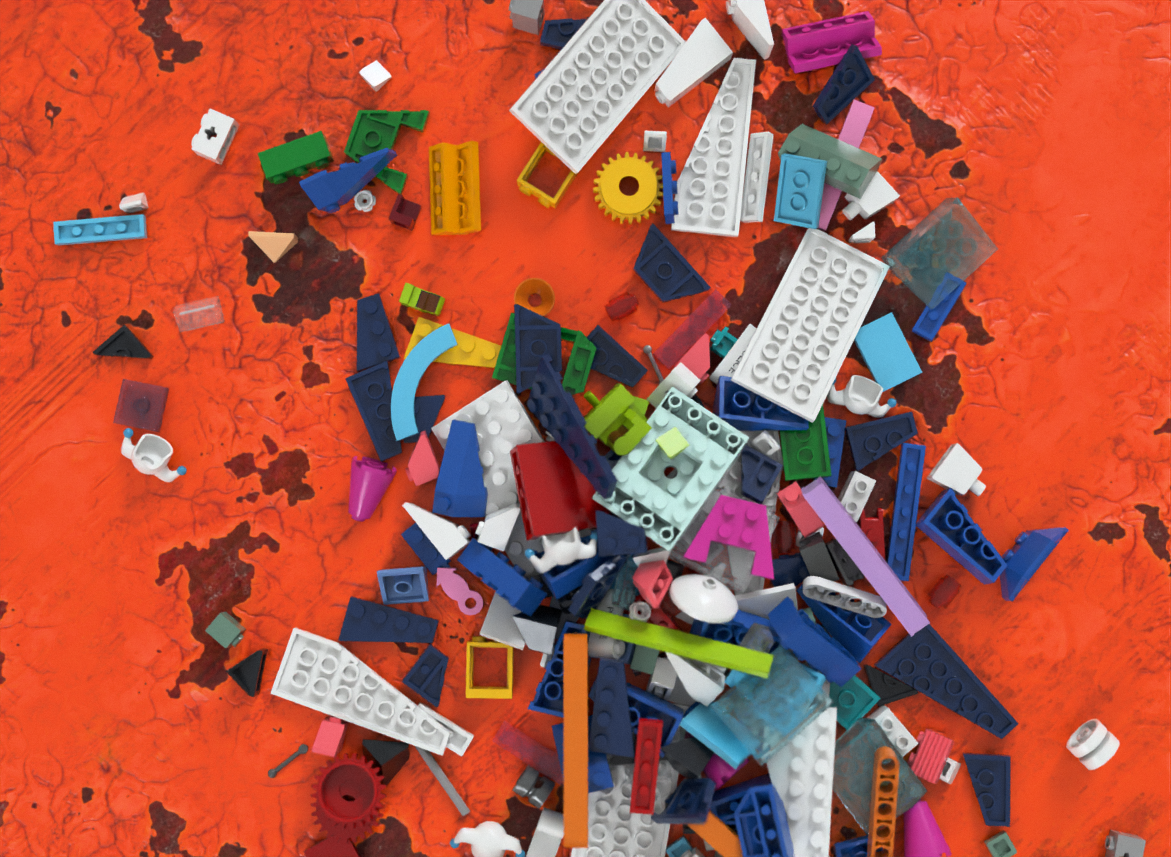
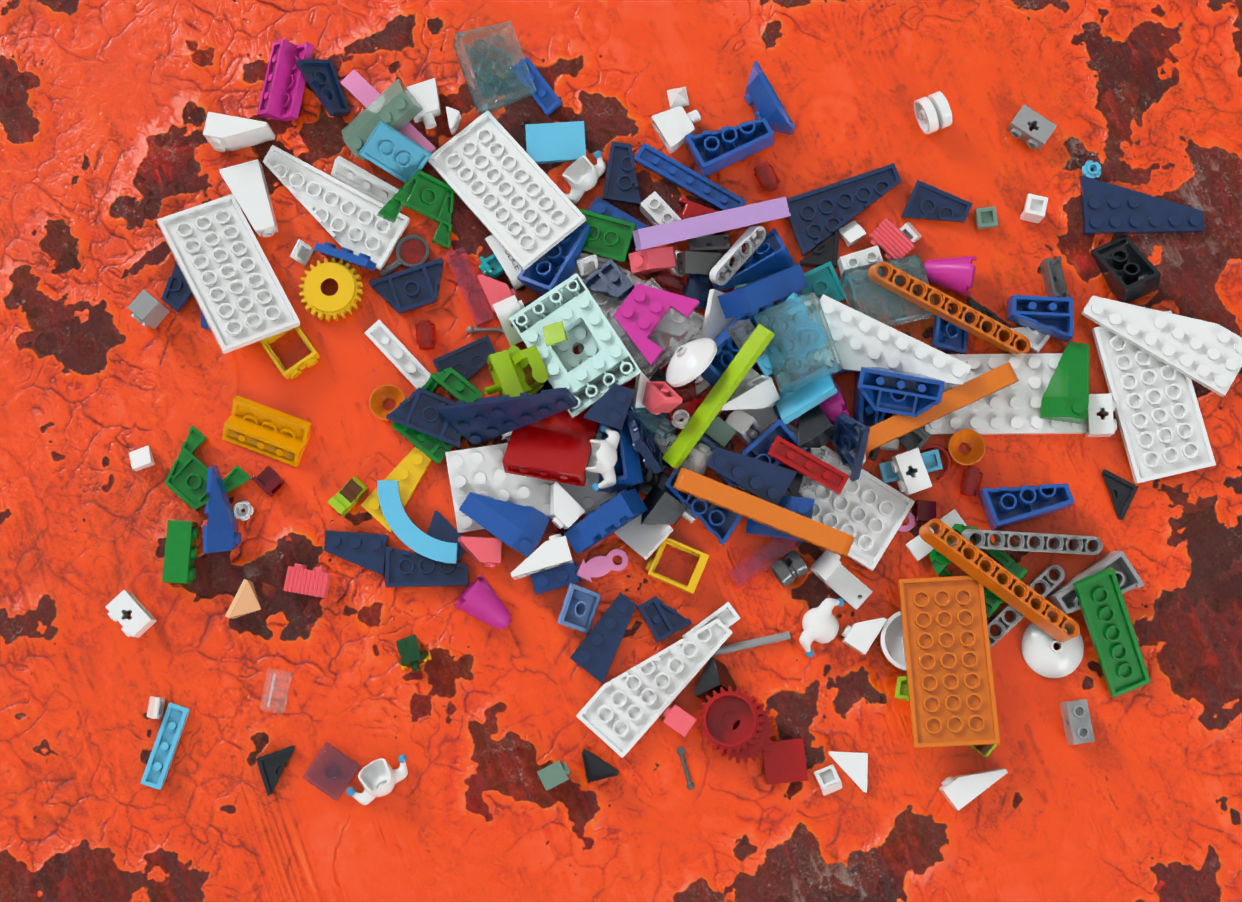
camera: 65 degrees left, 5 degrees down
(289, 435) = (412, 653): none -> dark green piece
(318, 297) = (306, 581): none -> coral brick
(589, 287) = (398, 354): none -> white plate
(702, 253) = (410, 252): none -> piece
(767, 245) = (428, 198): none -> green wing
(922, 708) = (852, 233): none -> white slope
(991, 461) = (678, 97): none -> white slope

